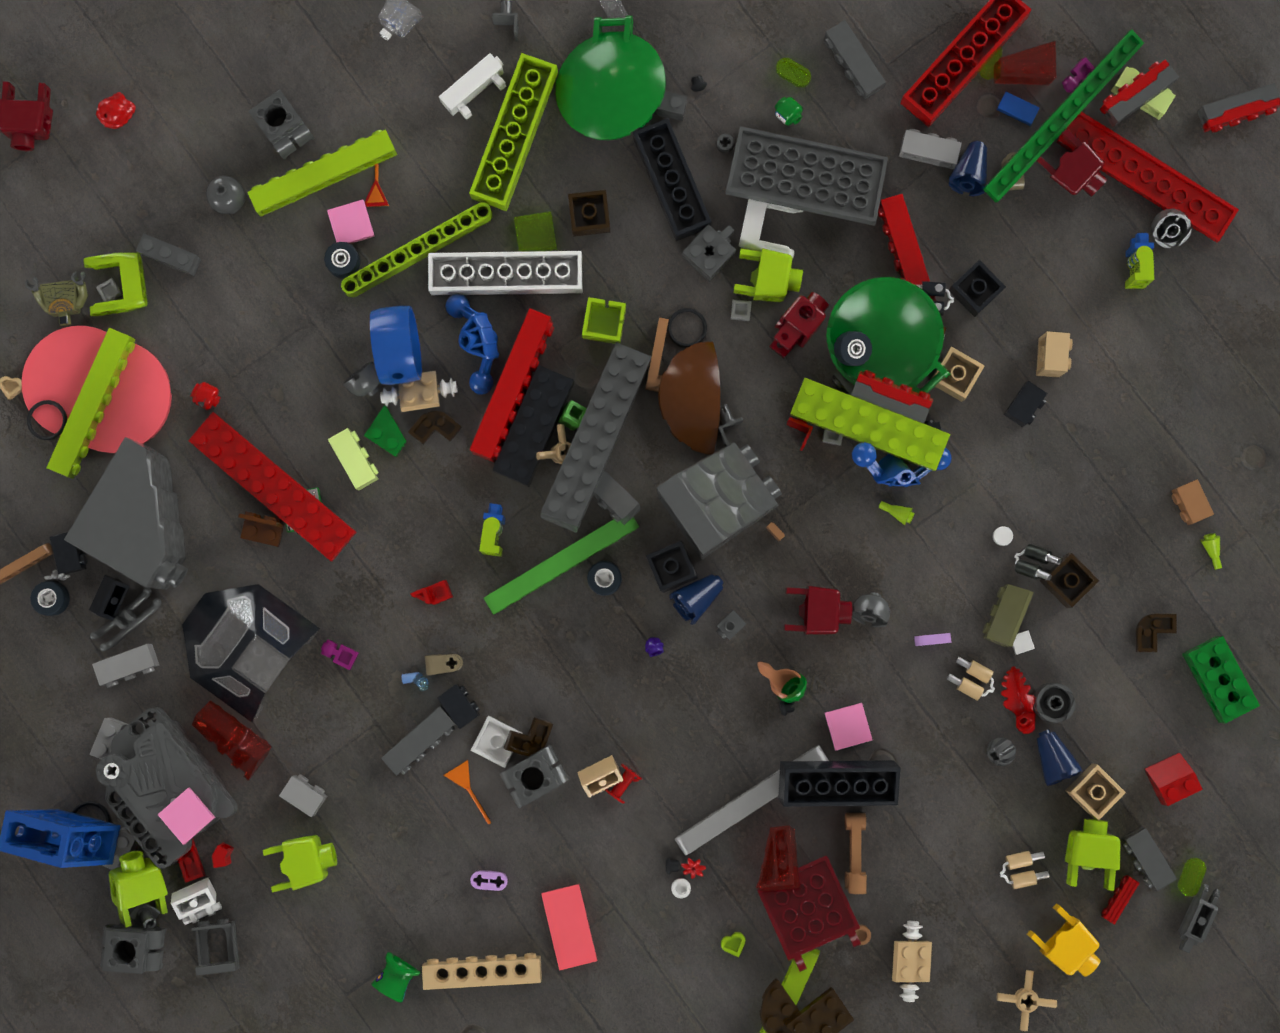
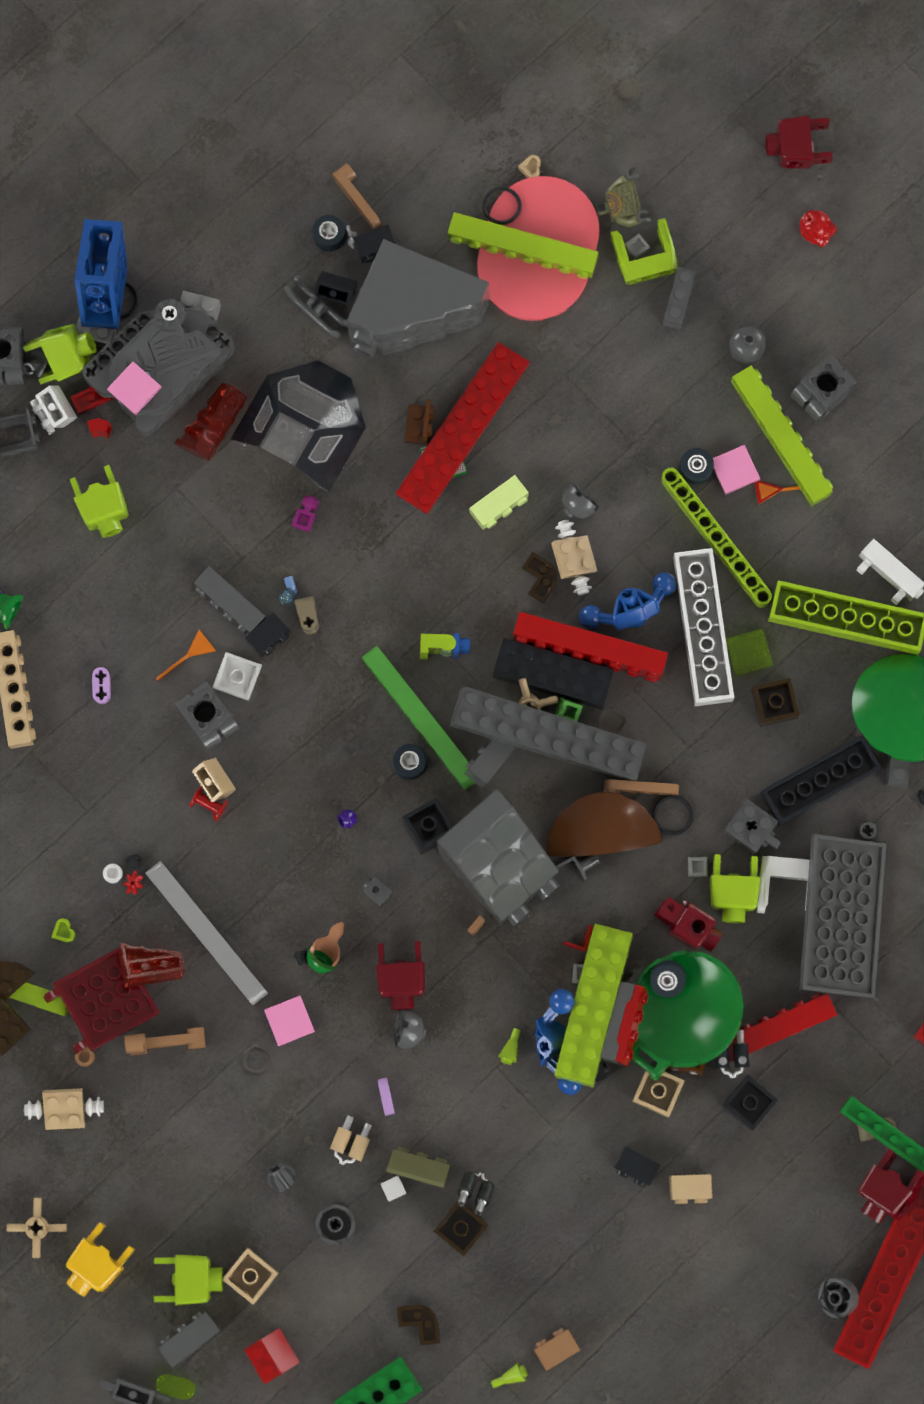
camera: 80 degrees right, 5 degrees down
(126, 665) = (272, 313): light grey brick -> none
(205, 395) = (544, 352): red head -> none
(303, 795) = (165, 497): light grey brick -> none
(386, 433) = (528, 531): green wing -> none
(395, 345) = (614, 527): blue cylinder -> none
(434, 594) = (375, 597): red slope -> none
(530, 743) = (238, 707): dark brown plate -> none
(569, 927) = (64, 768): coral tile -> none
(604, 323) = (666, 729): lime piece -> none
(696, 597) = (401, 855): dark blue cone -> none
(788, 111) = (908, 891): green head -> none
(839, 783) = (231, 1014): black brick -> none
(930, 148) = (889, 1040): light grey brick -> none
(971, 170) = (873, 1084): dark blue cone -> none
(1002, 536) = (499, 1158): white tile -> none
(1019, 701) = (333, 1190): red plant -> none
(1025, 878) = (174, 1209): tan piece -> none
(1056, 758) = (279, 1233): dark blue cone -> none
(1120, 899) = (143, 1313): red piece -> none
(1140, 262) = (799, 1269): lime hips -> none

